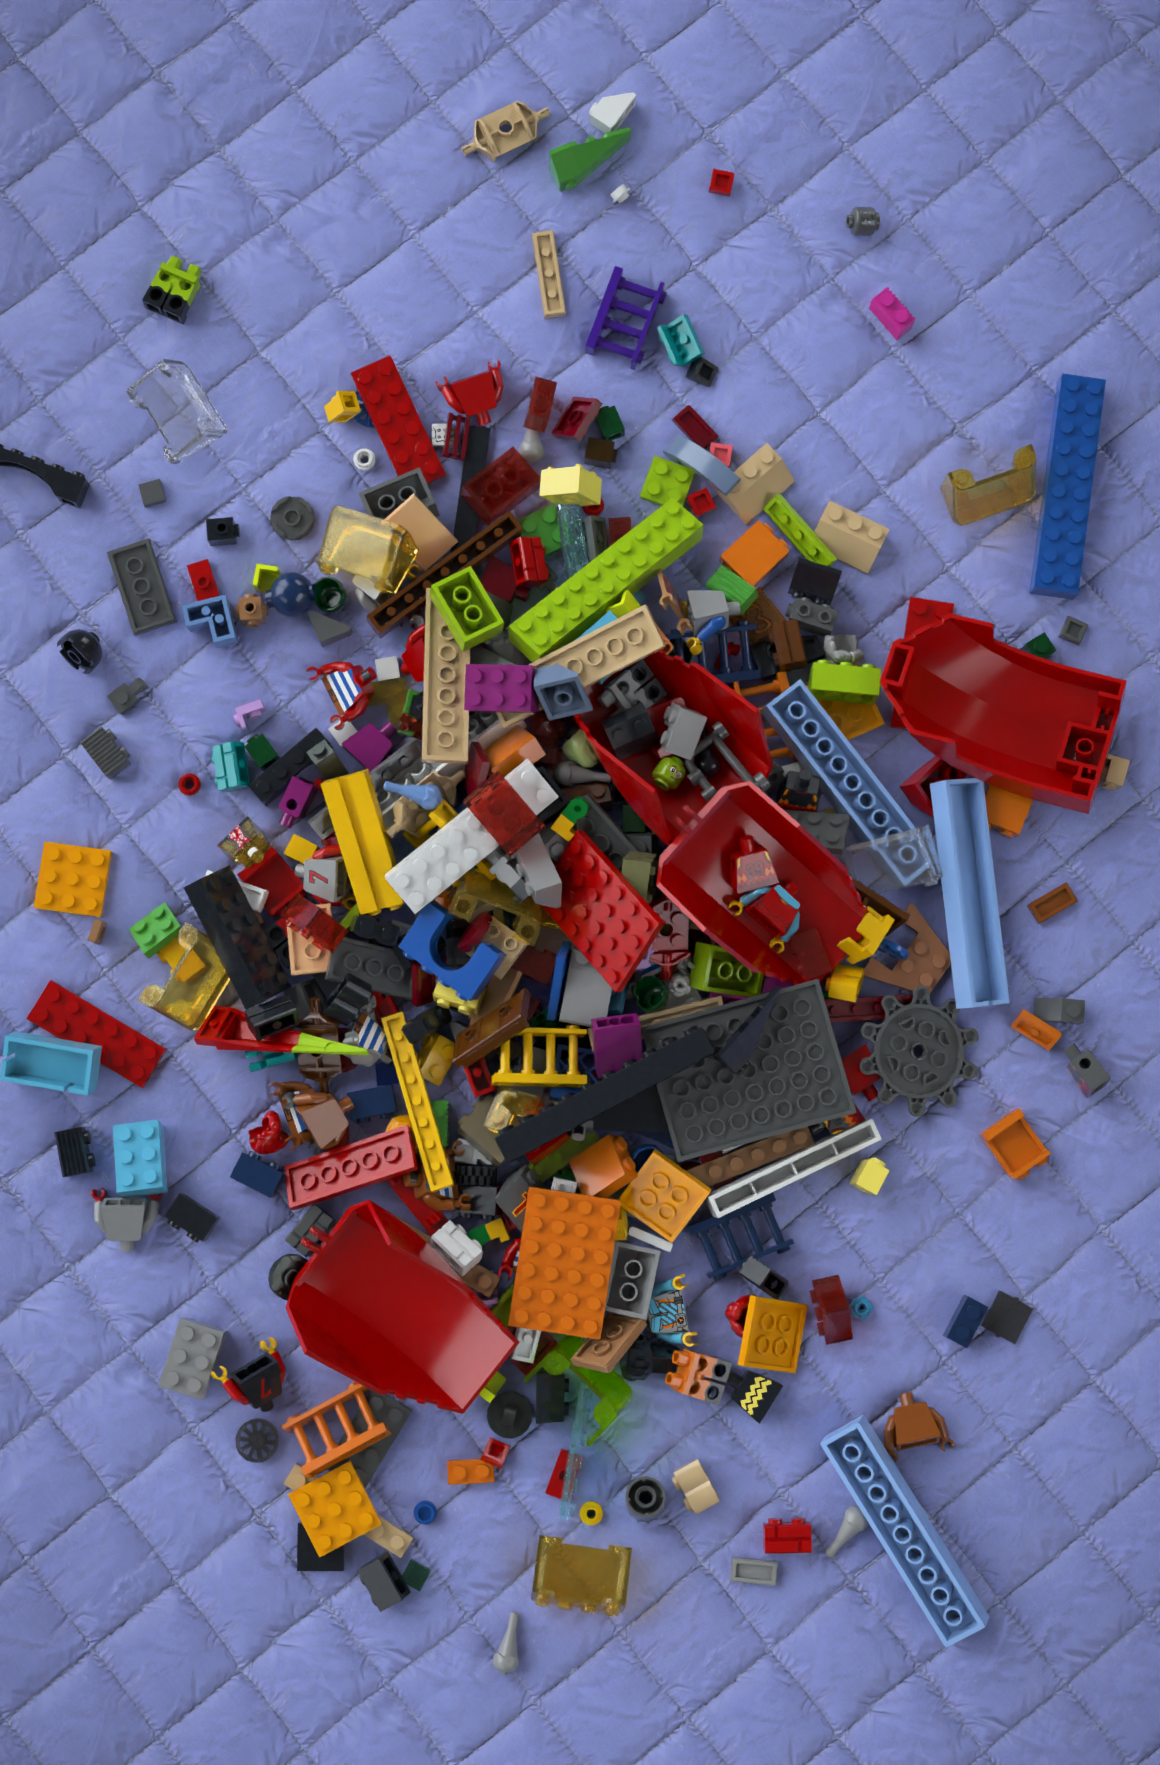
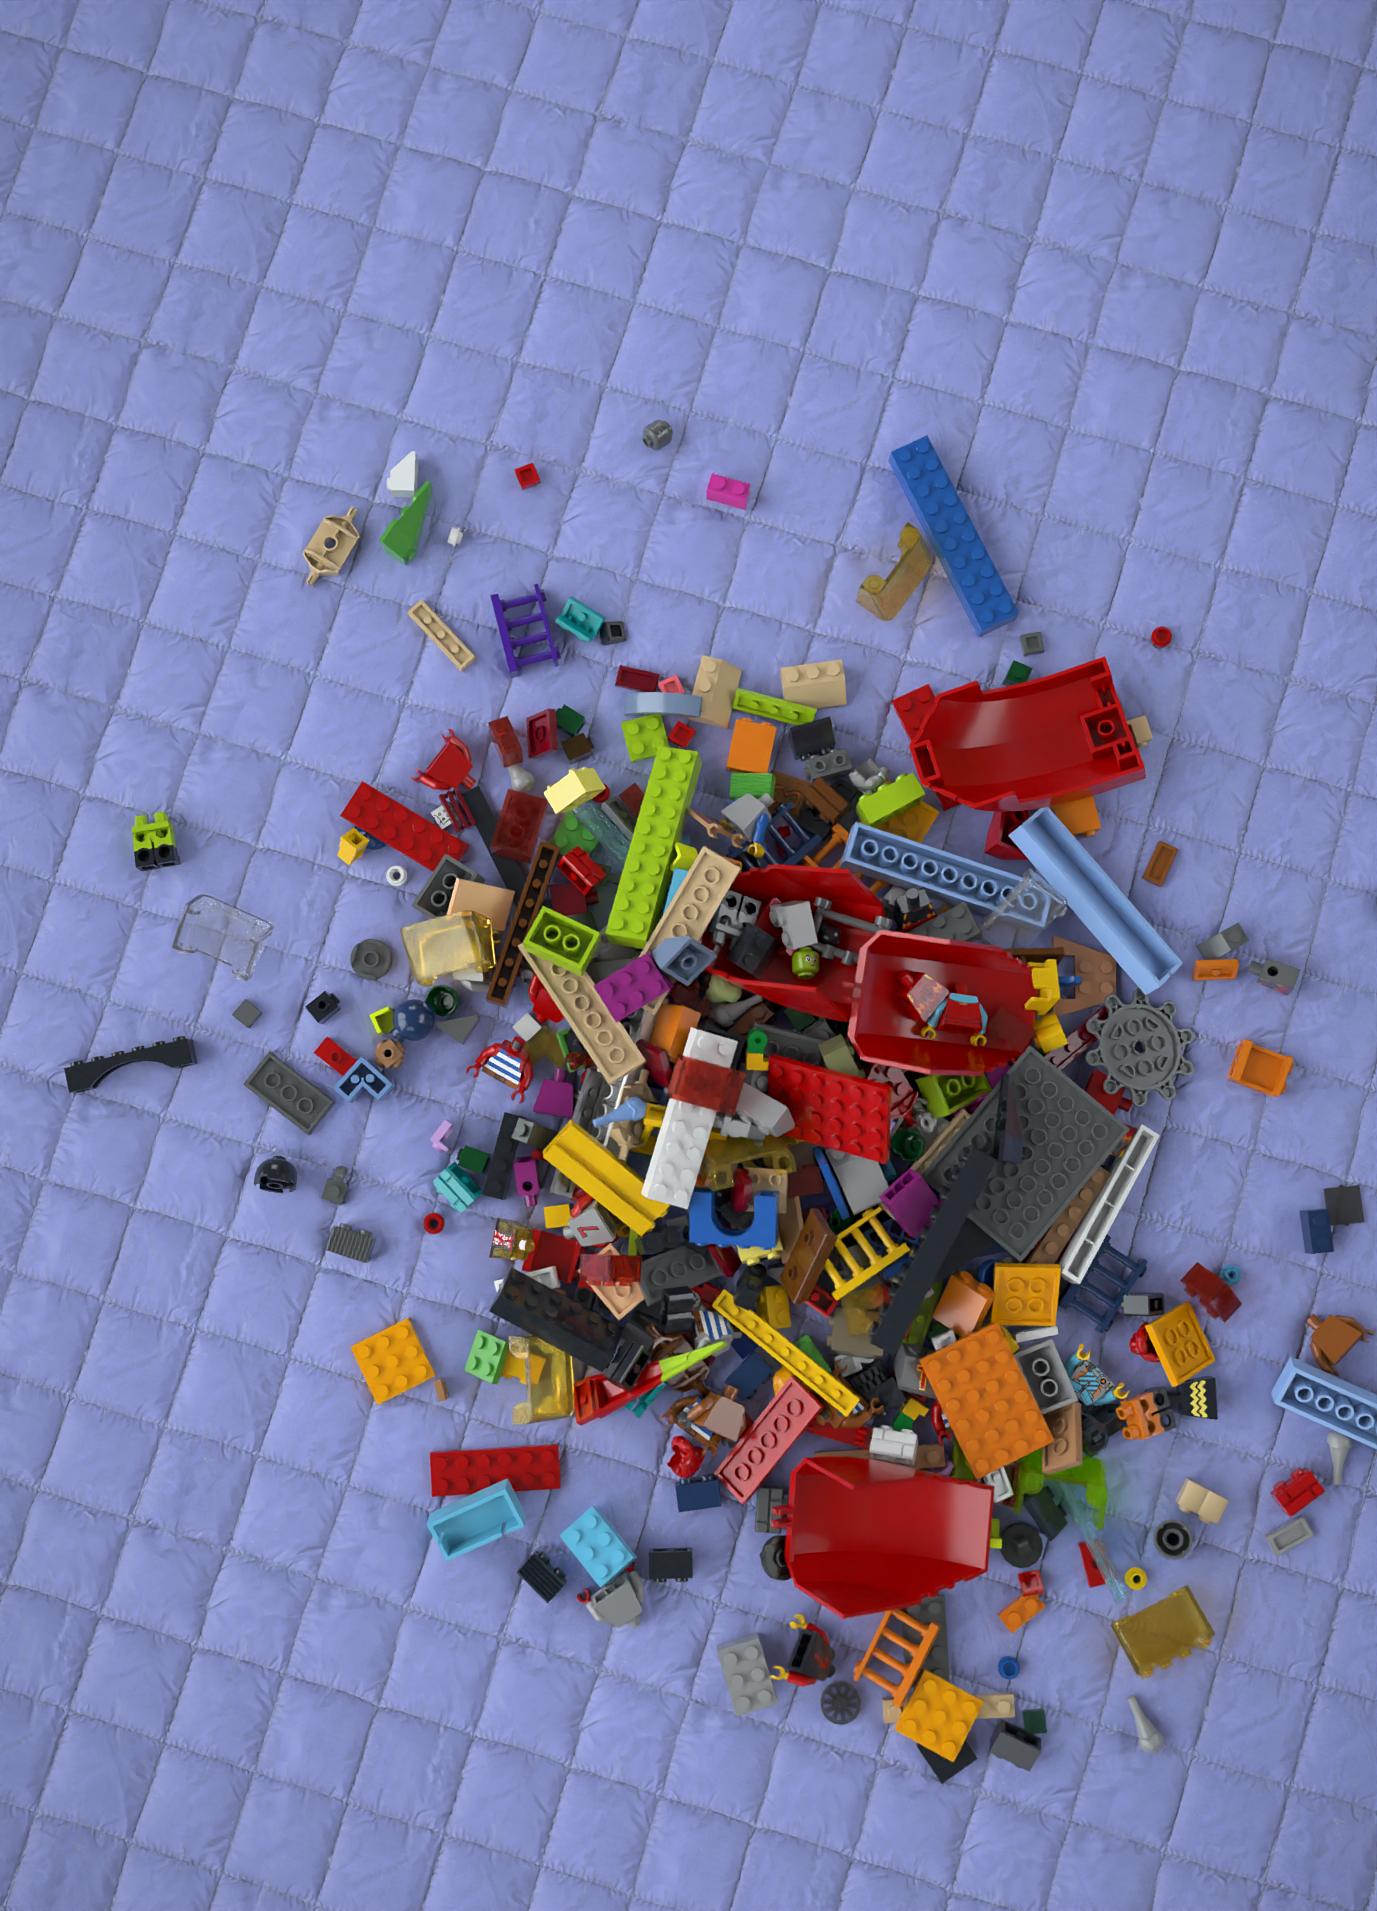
camera: 30 degrees left, 0 degrees up
(342, 735) = (529, 1102): white tile -> none
(869, 1175) = (1170, 1170): light yellow brick -> none

